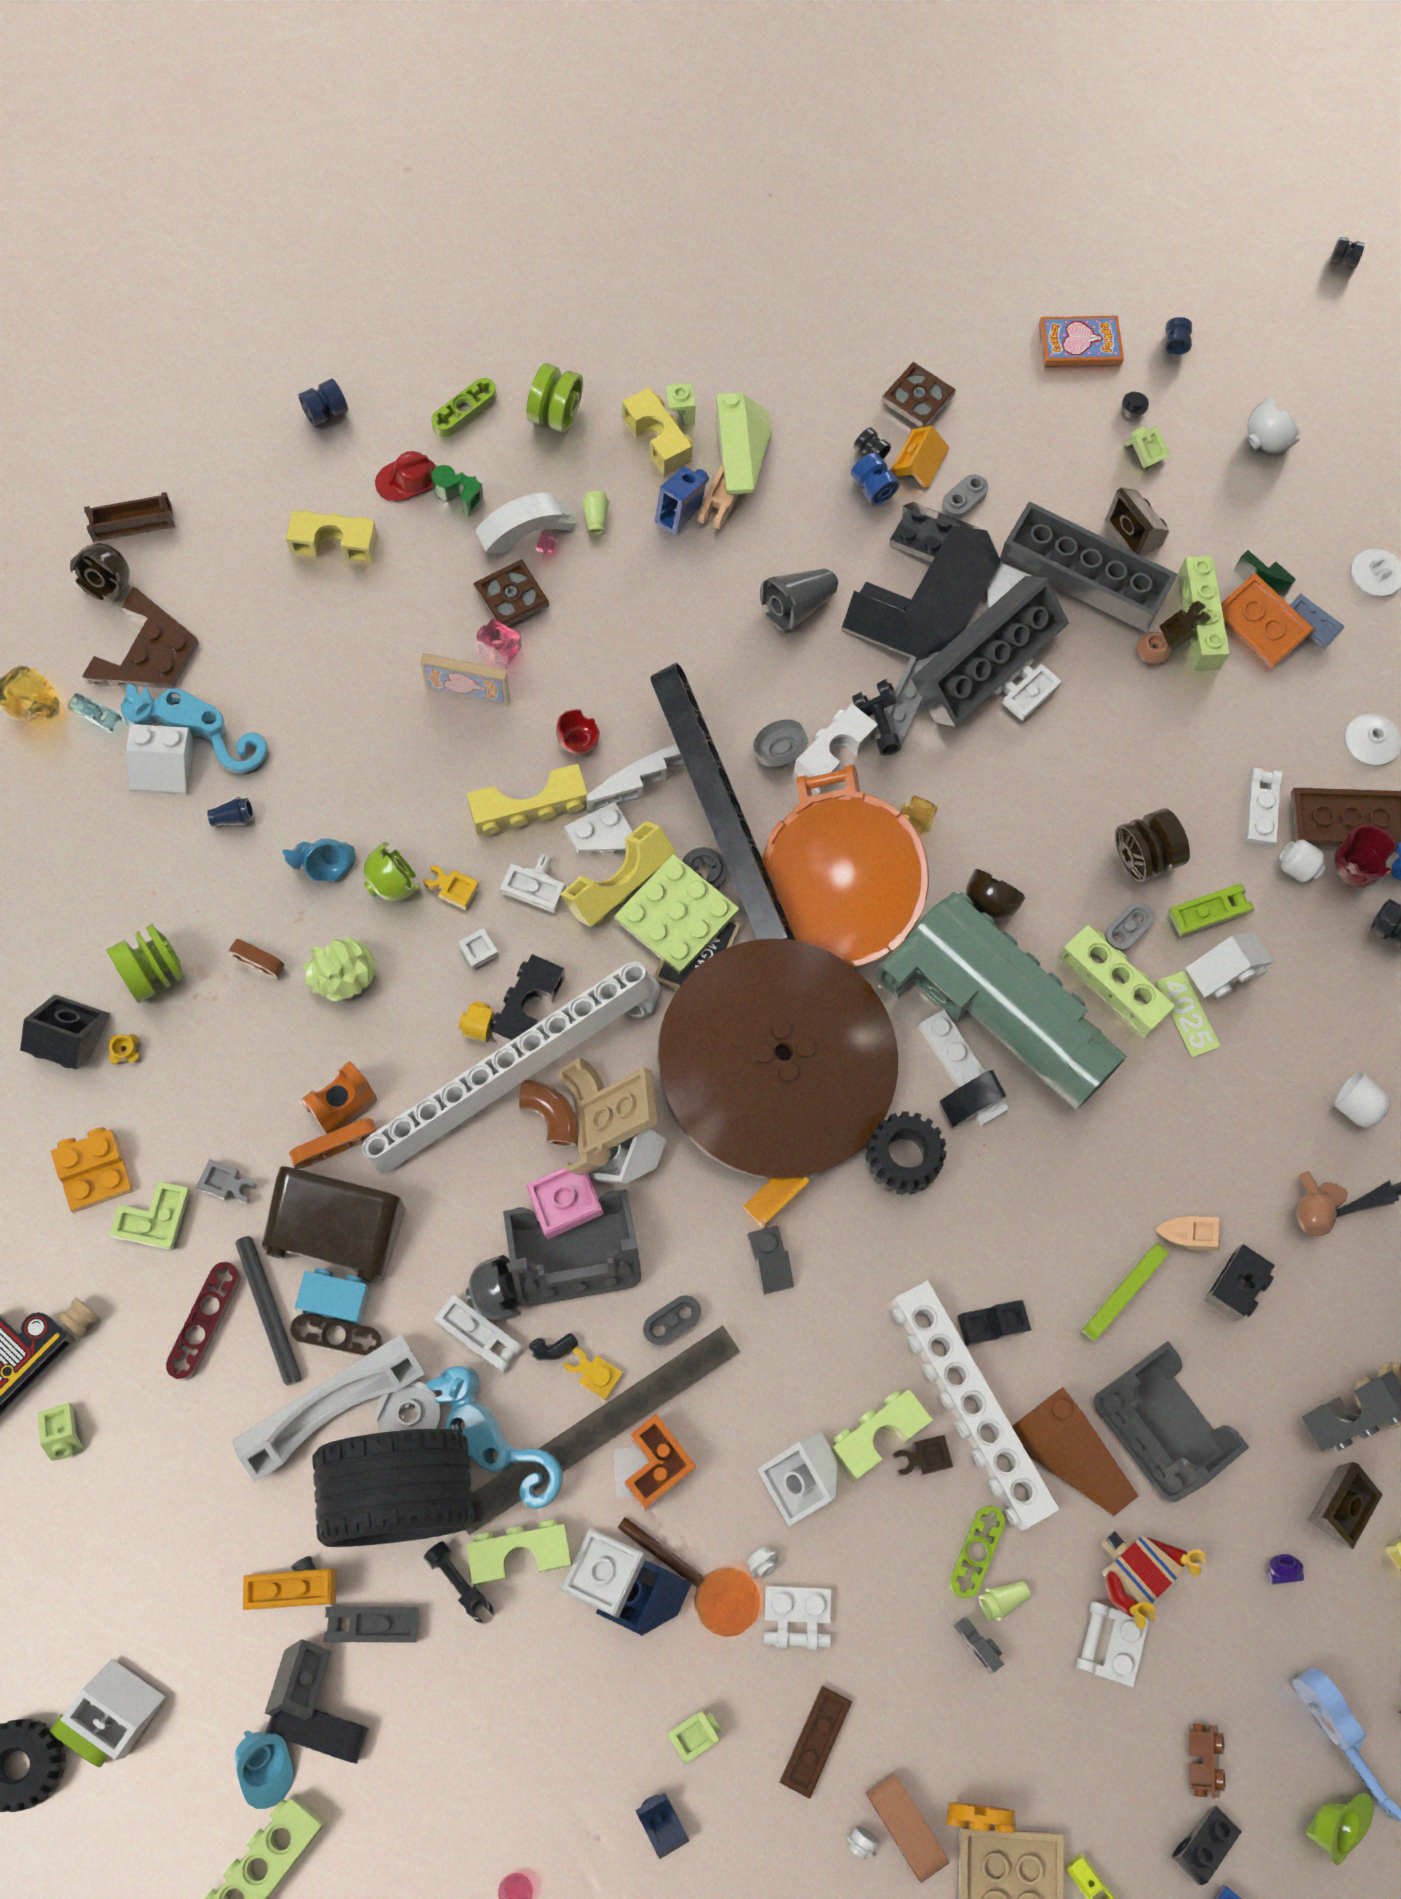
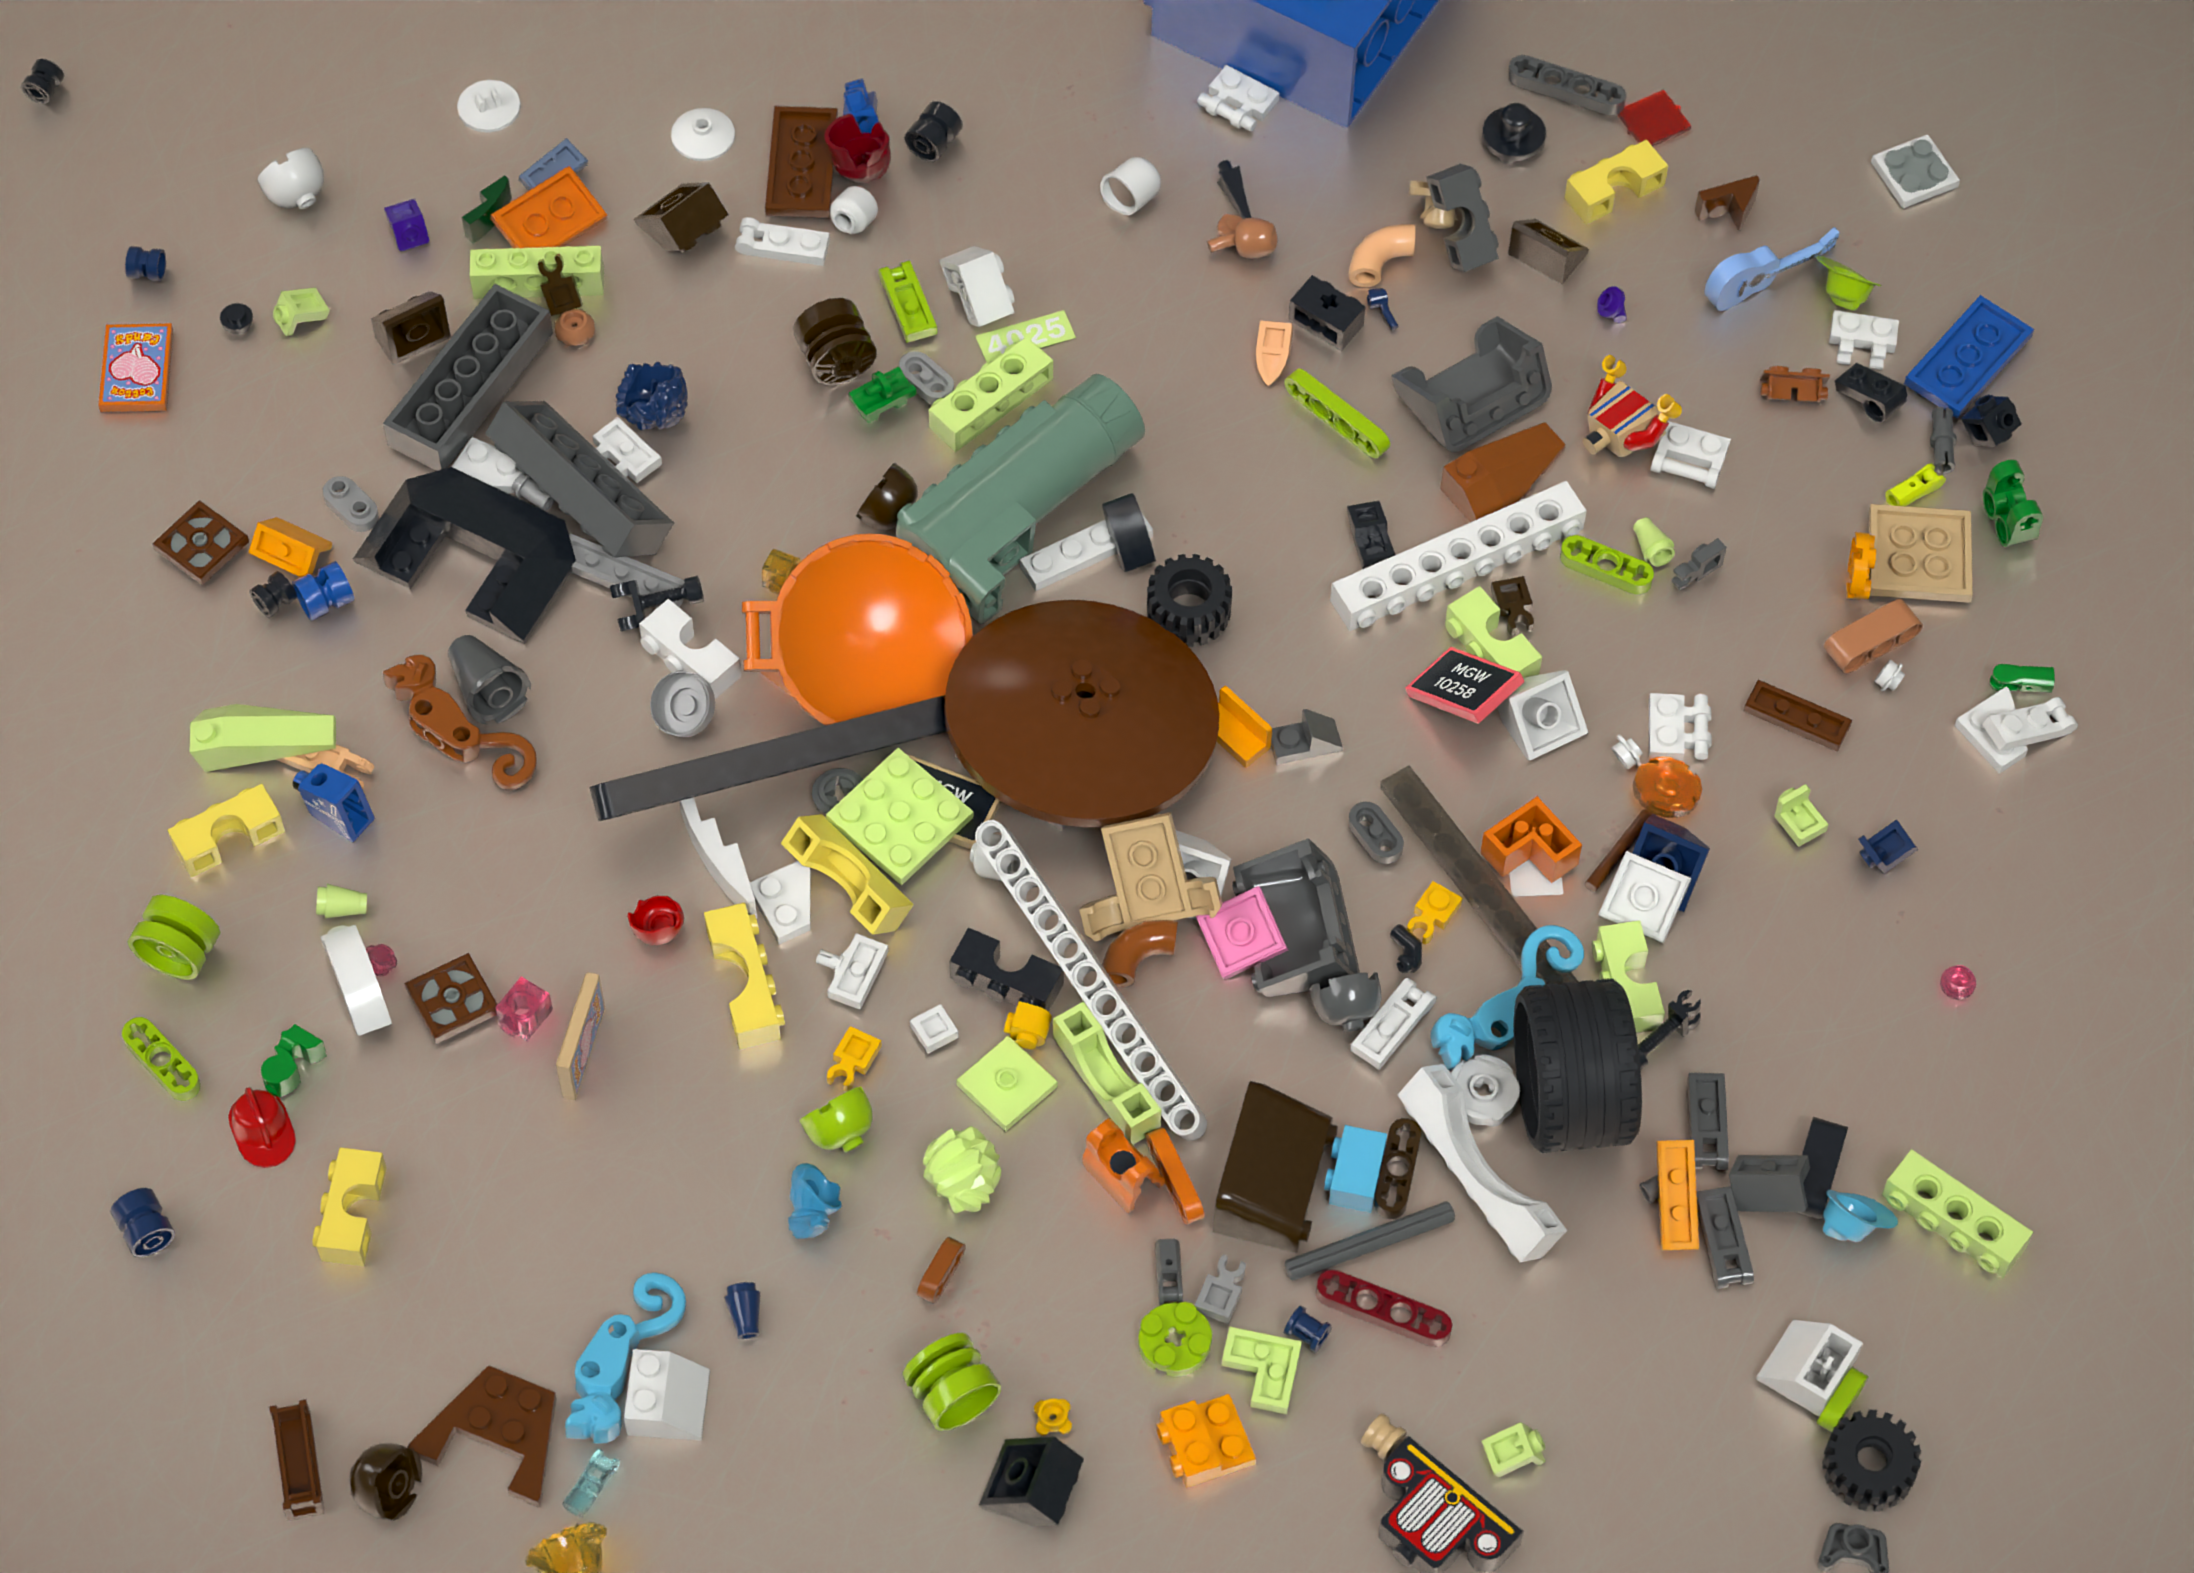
camera: 85 degrees left, 10 degrees down
(170, 1138) = (1165, 1356): none -> lime plate
(184, 1254) = (1307, 1329): none -> dark blue bush
(250, 1140) = (1168, 1269): none -> dark grey bar
(253, 1634) = (1724, 1237): none -> dark grey plate
(399, 1097) = (1088, 1051): none -> yellowish green arch
(428, 1008) = (1006, 1083): none -> yellowish green plate
(681, 399) = (189, 794): yellowish green bracket -> none
(753, 570) = (448, 727): none -> dark orange animal
(823, 1403) = (1464, 685): none -> tile
(1081, 704) = (652, 396): none -> dark blue hair
(1105, 888) = (882, 393): none -> green hips
(1242, 514) = (407, 224): none -> dark purple bracket
(1264, 1334) = (1378, 299): none -> dark blue hand
(1276, 723) = (683, 216): none -> dark brown slope
(1282, 1842) = (1863, 332): none -> white plate
(1320, 1333) = (1377, 249): none -> light nougat cylinder

